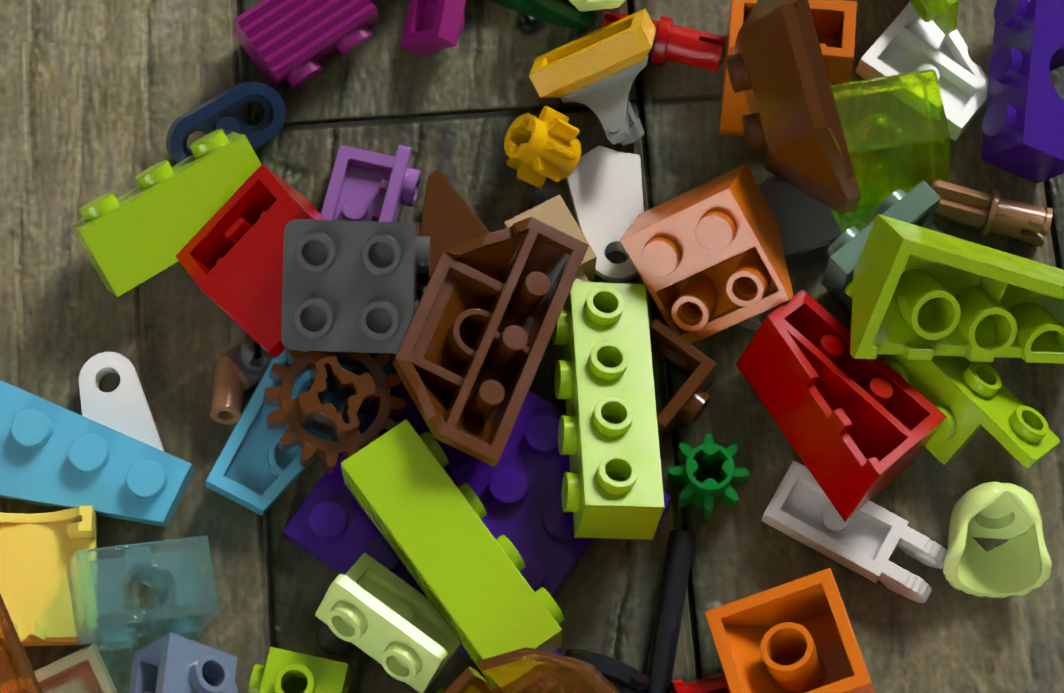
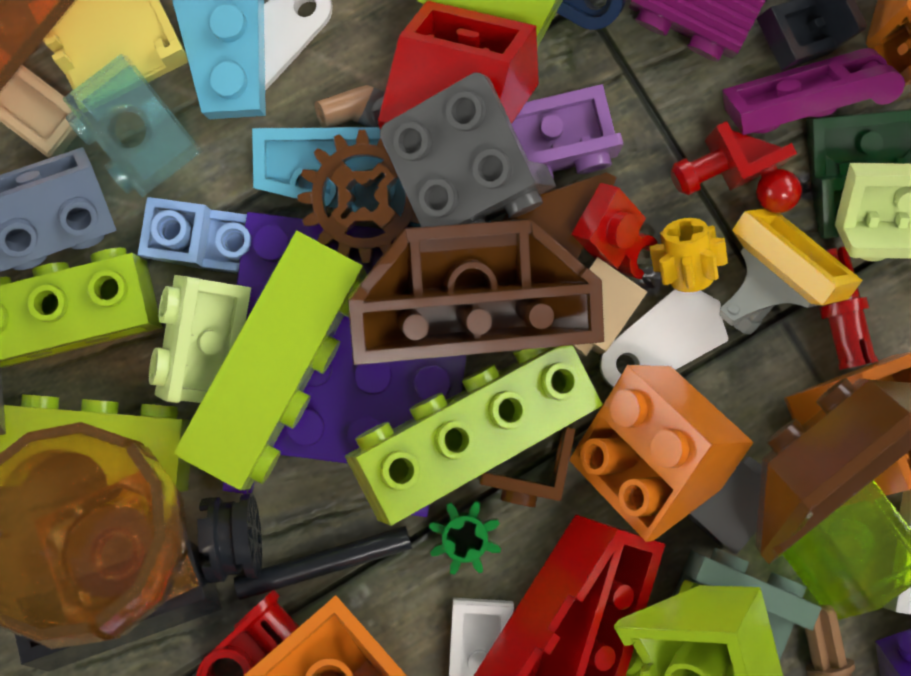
camera: 65 degrees right, 15 degrees up
(279, 592) = (193, 235): none -> light blue slope
(475, 64) = (741, 161): none -> red piece
(485, 195) = (611, 230): none -> red plate

